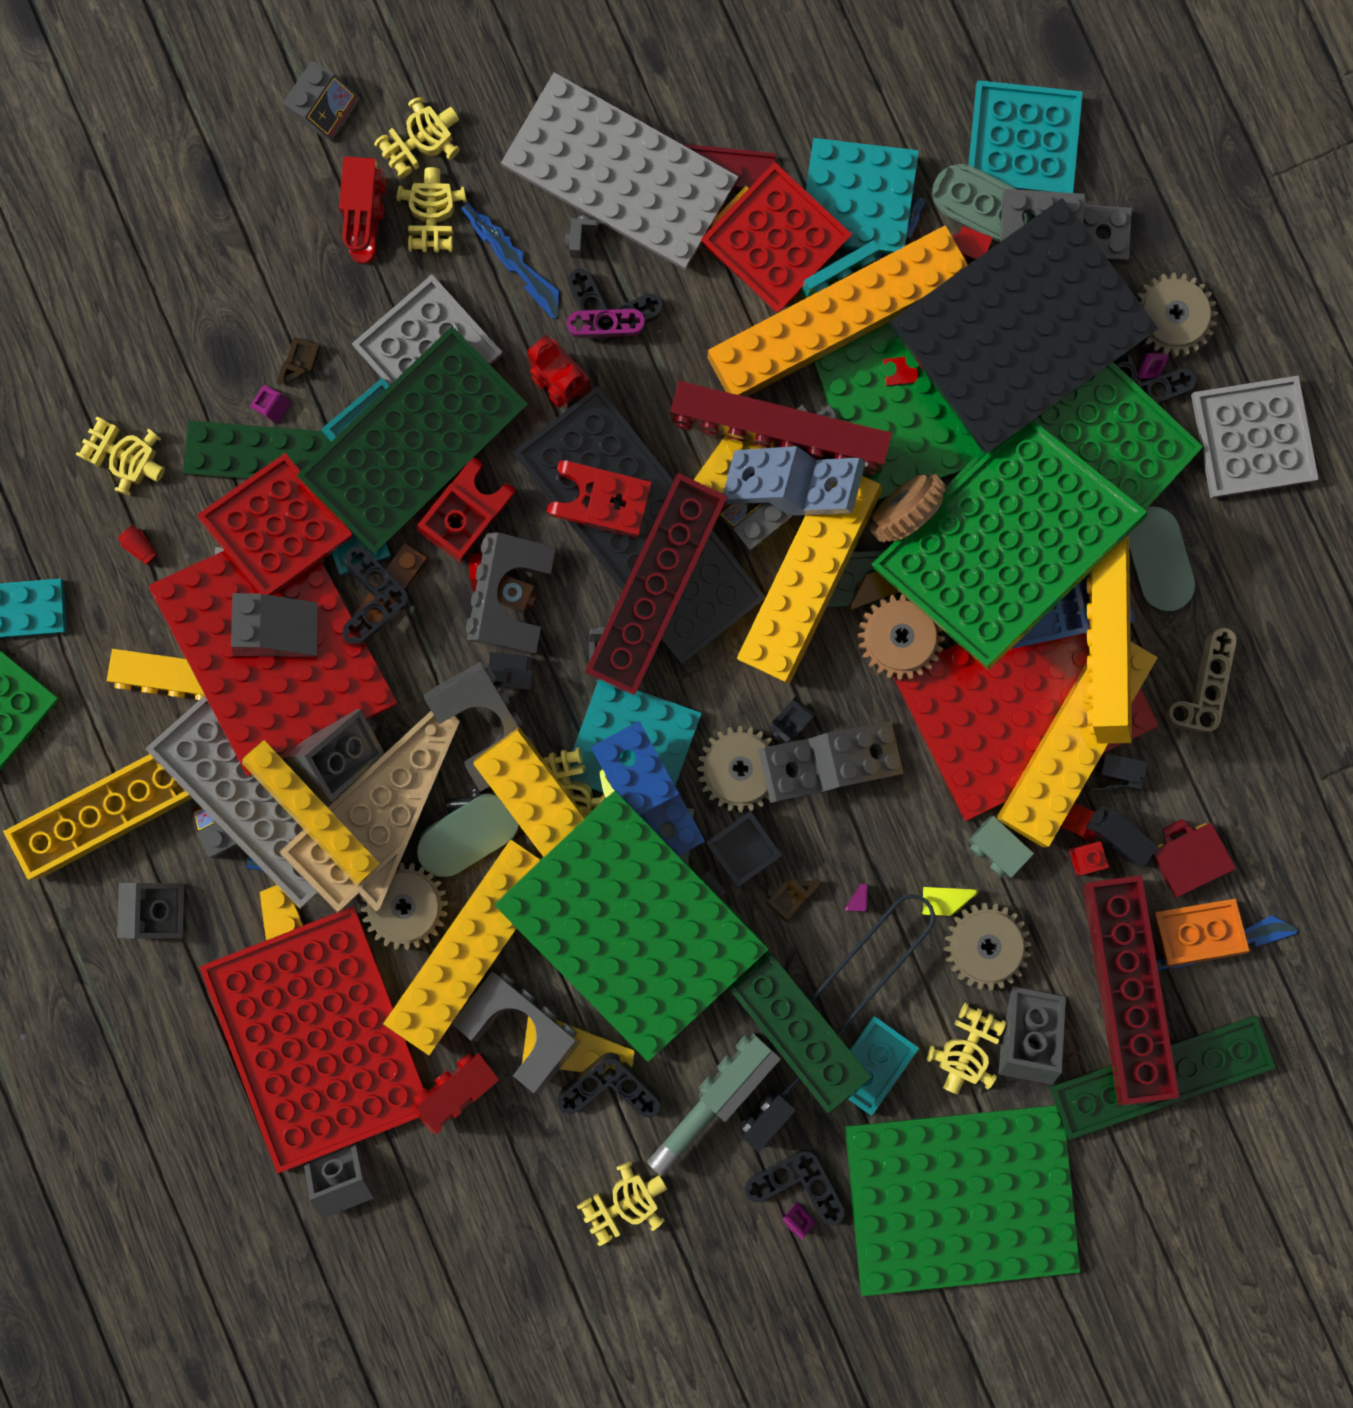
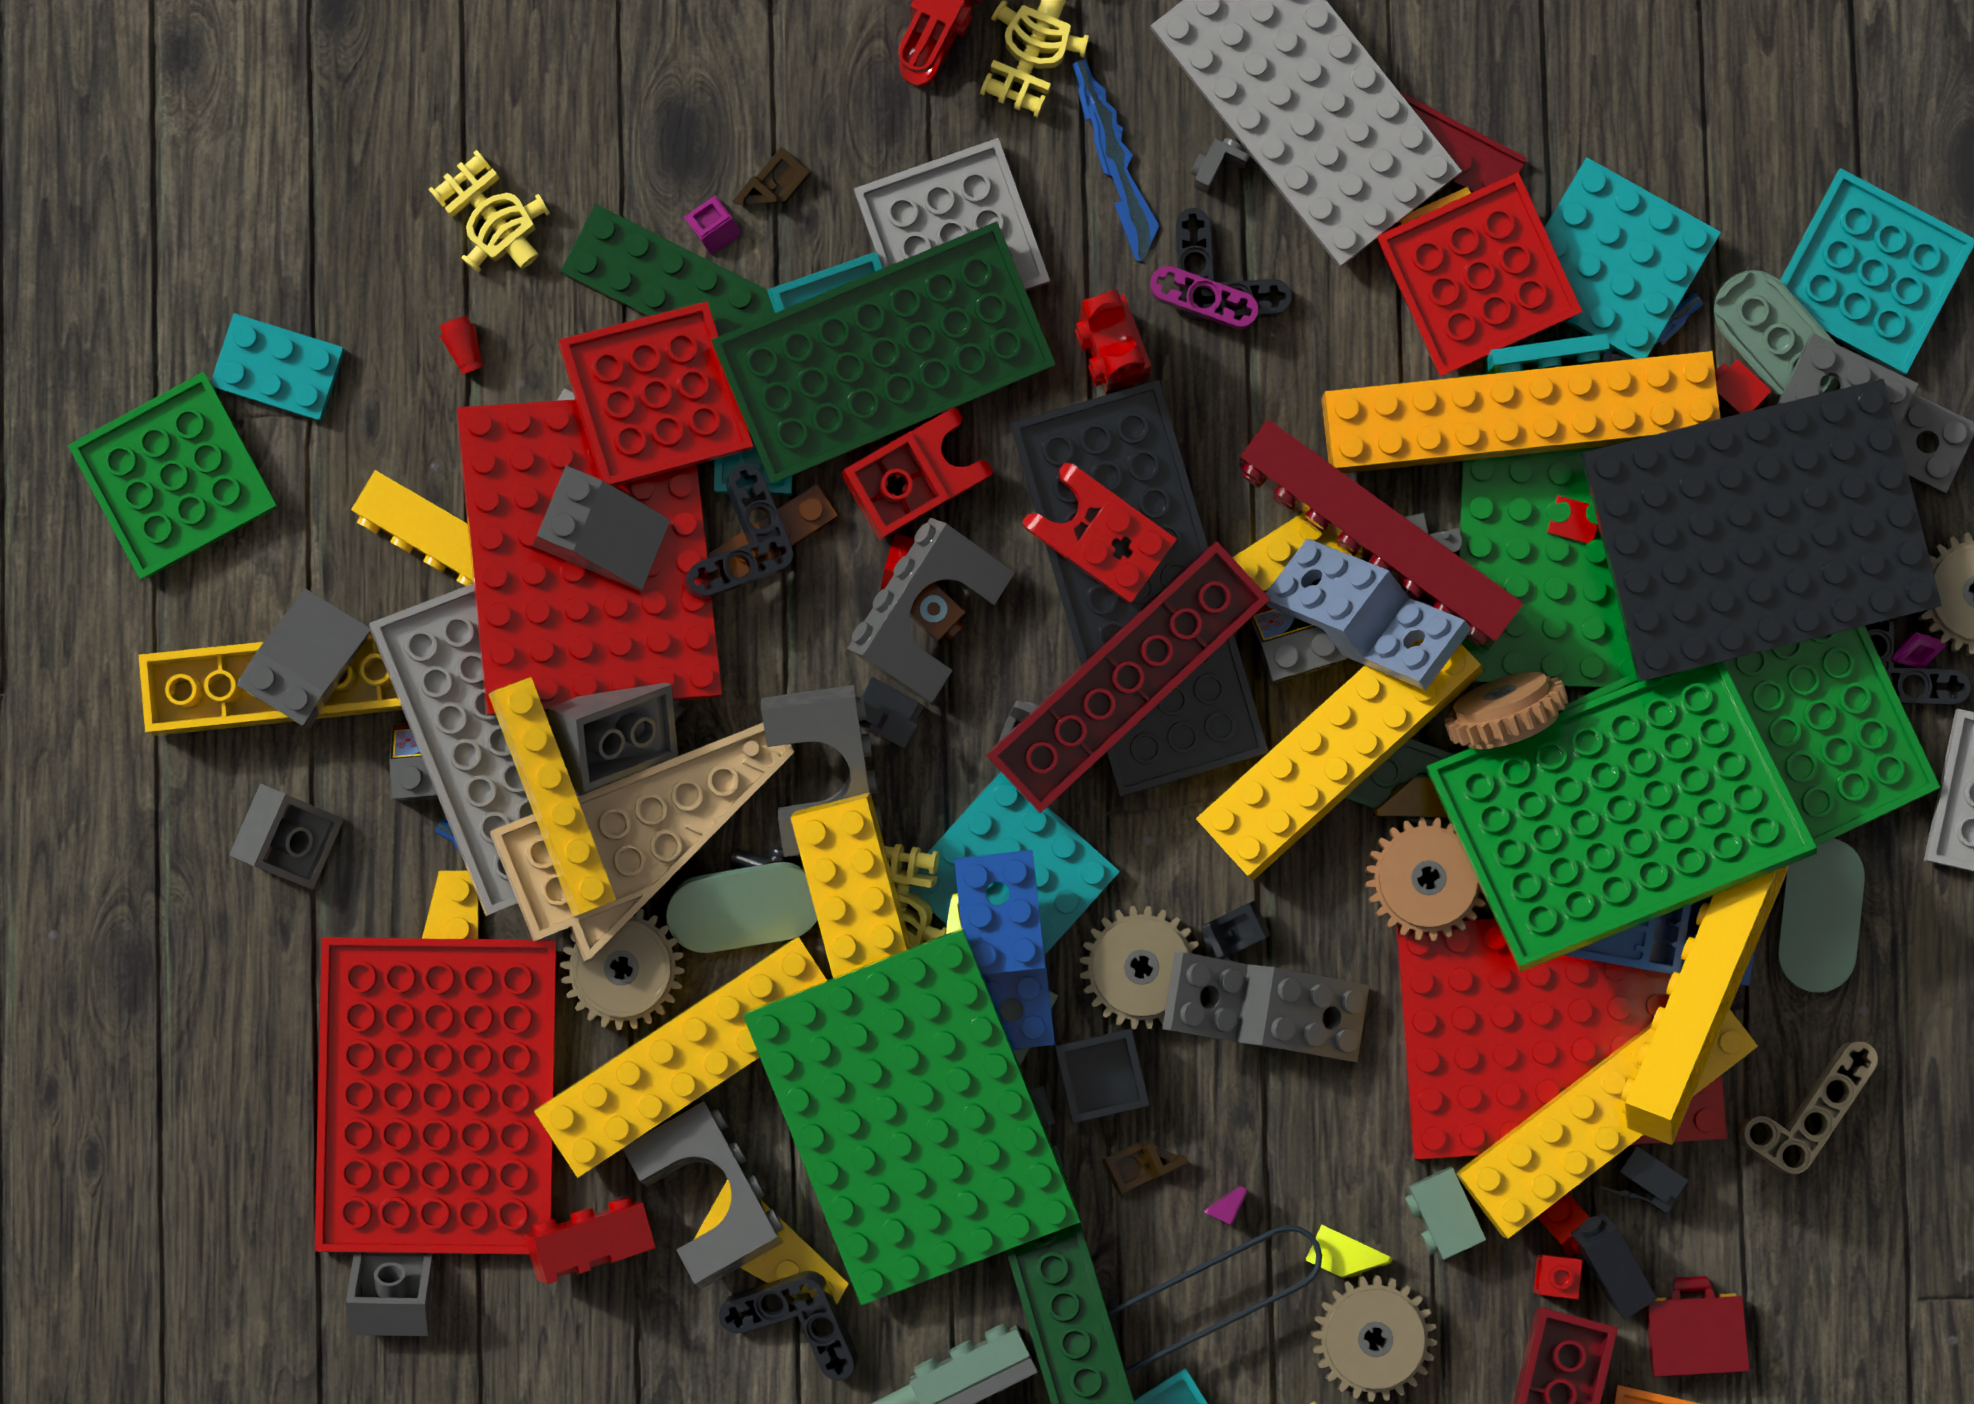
camera: 25 degrees right, 0 degrees up
(112, 789) = (304, 658): none -> dark grey slope

